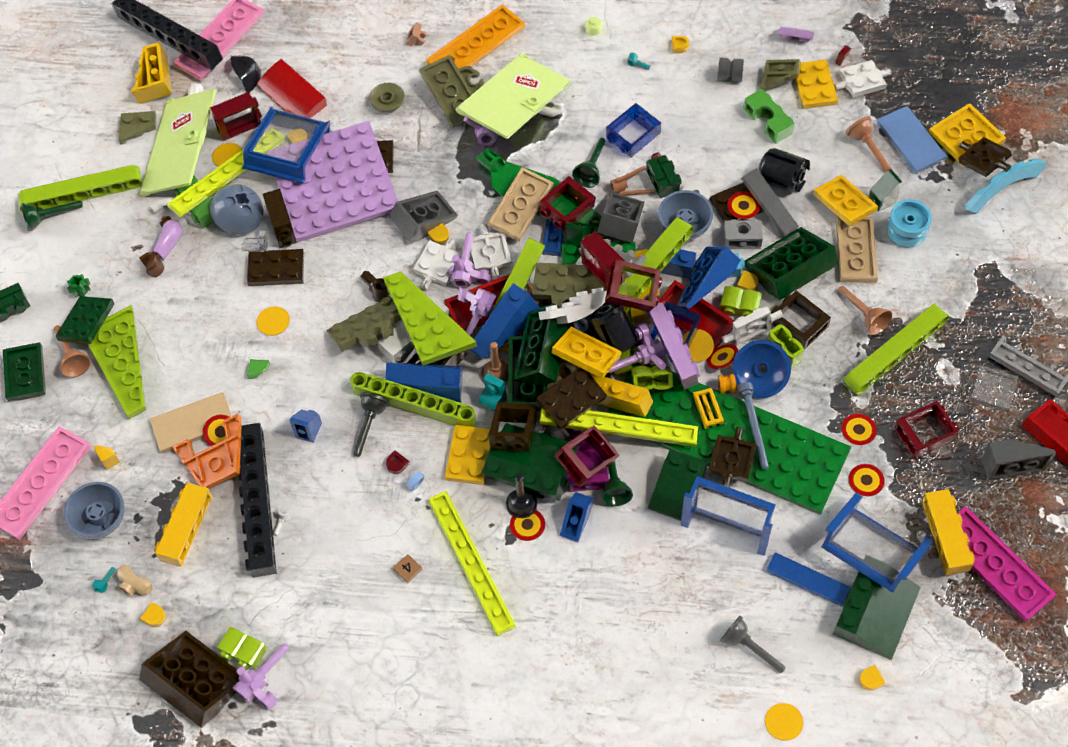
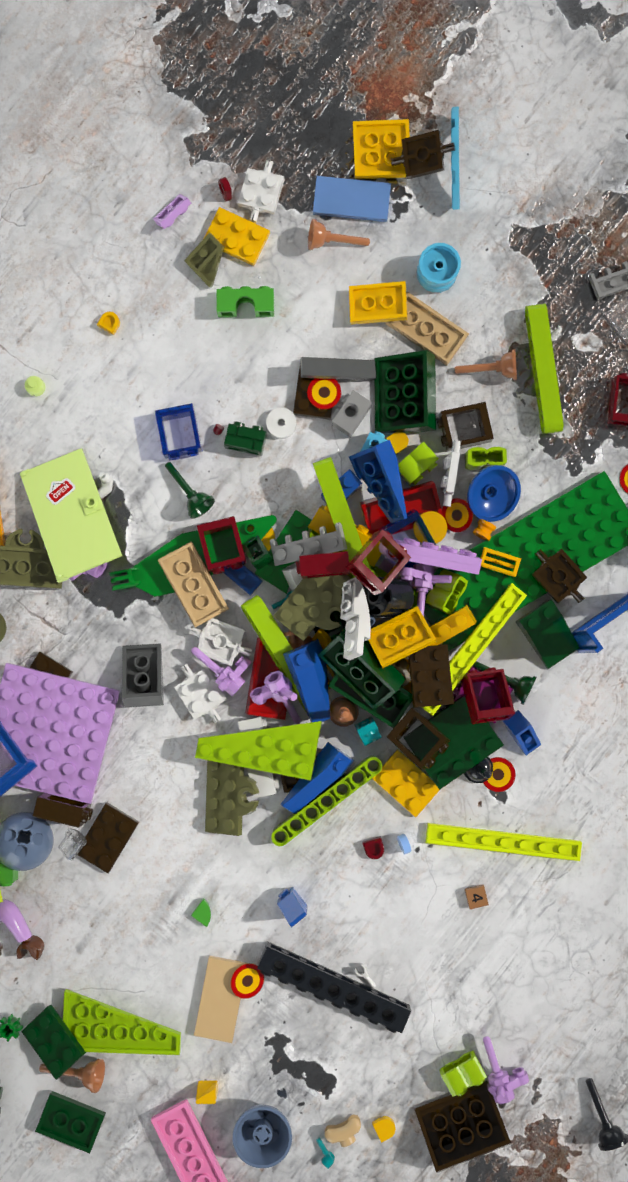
camera: 60 degrees left, 25 degrees up
(183, 525) = (318, 1061): yellow brick -> none
(218, 461) = (280, 1004): orange wing -> none
(273, 320) = (161, 870): yellow sticker -> none
(373, 405) = (311, 839): pearl dark grey piece -> none
(376, 286) = (187, 763): dark brown axle -> none
(439, 234) = (171, 672): yellow tile -> none
(619, 184) = (227, 481): nougat plant -> none
(621, 217) = (264, 504): dark grey slope -> none
(632, 61) = (98, 378): teal hand -> none
(689, 207) = (309, 441): sand blue piece -> none
(730, 69) = (173, 299): dark grey wheel -> none
(746, 392) = (506, 521): sand blue piece -> none
(784, 169) = (313, 333): black cylinder -> none
(859, 429) = (589, 451): sticker -> none
(885, 190) = (394, 263): slope -> none

